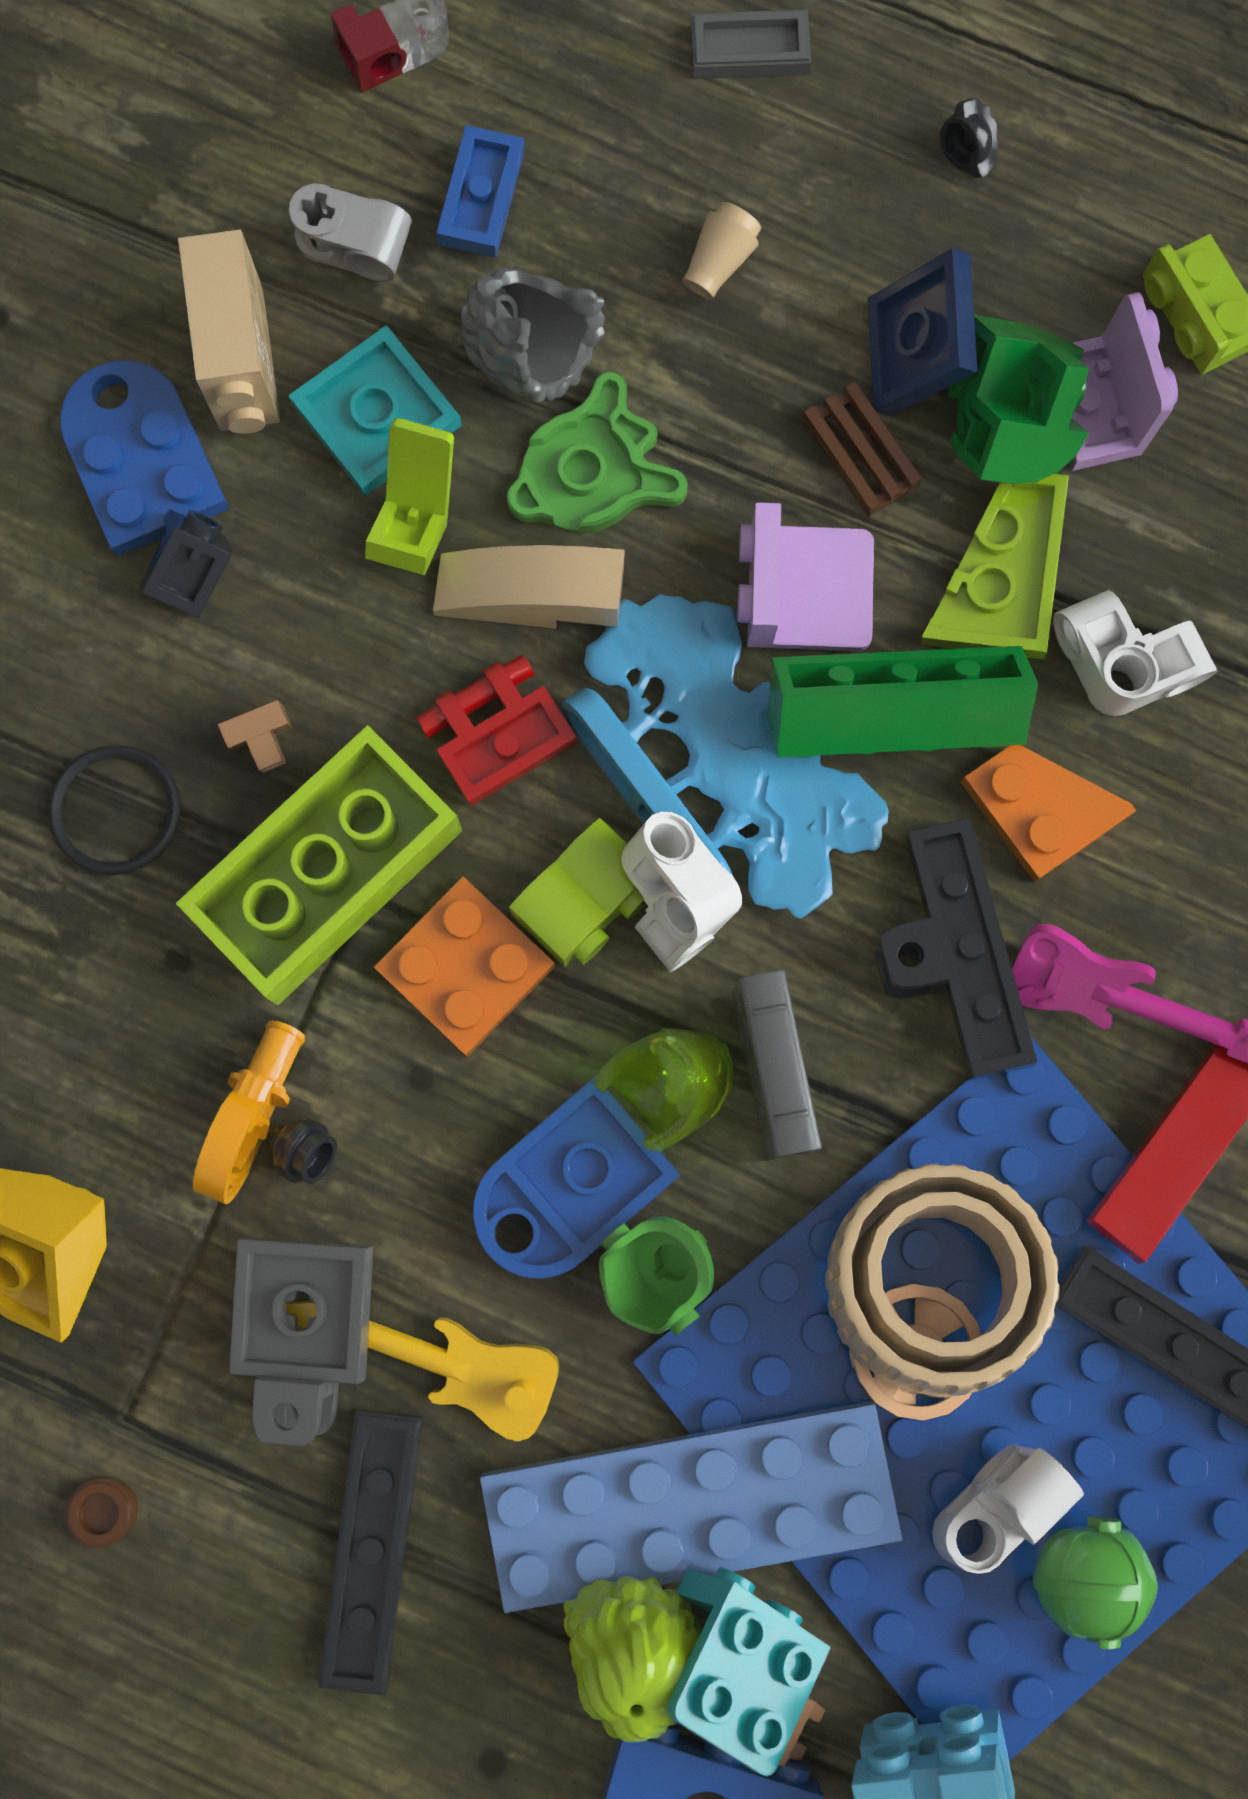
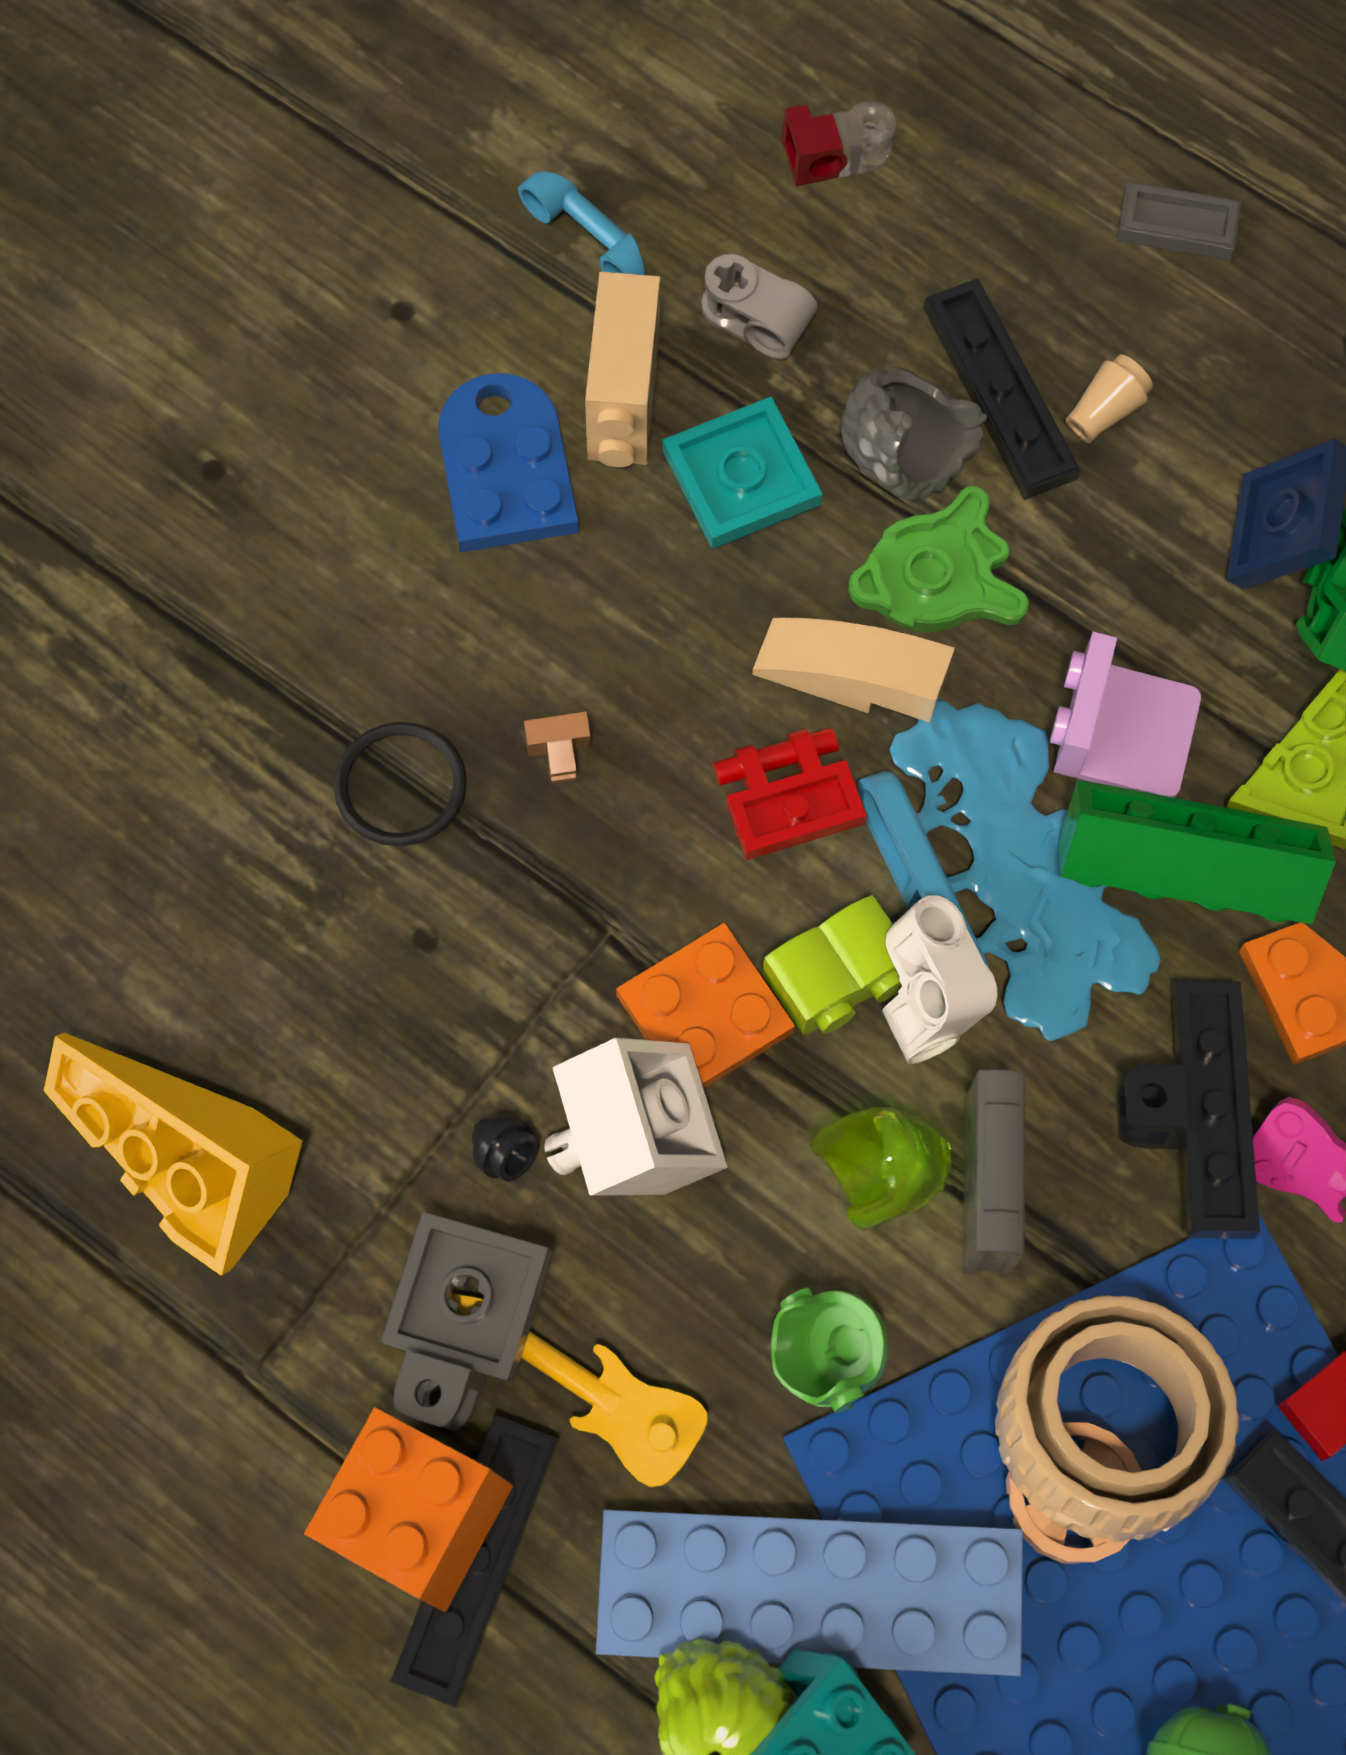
camera: 15 degrees right, 10 degrees down
(101, 1512) = (217, 1453): reddish brown tile -> none
(116, 158) = (549, 194): none -> dark azure bar
(187, 562) = (529, 569): black bracket -> none
(245, 1115) = (458, 1095): light orange pin -> none
(294, 1531) = (409, 1509): none -> orange brick
(321, 865) = (591, 877): lime brick -> none
(415, 497) = (763, 556): lime bracket -> none
(421, 1100) = (635, 1119): none -> white brick
(480, 191) = (889, 297): blue plate -> none
(572, 1181) = (762, 1243): blue plate -> none
(612, 262) = (1002, 388): none -> black tile
(834, 407) = (1190, 568): reddish brown tile -> none
(1013, 1500) = (1137, 1664): white piece -> none

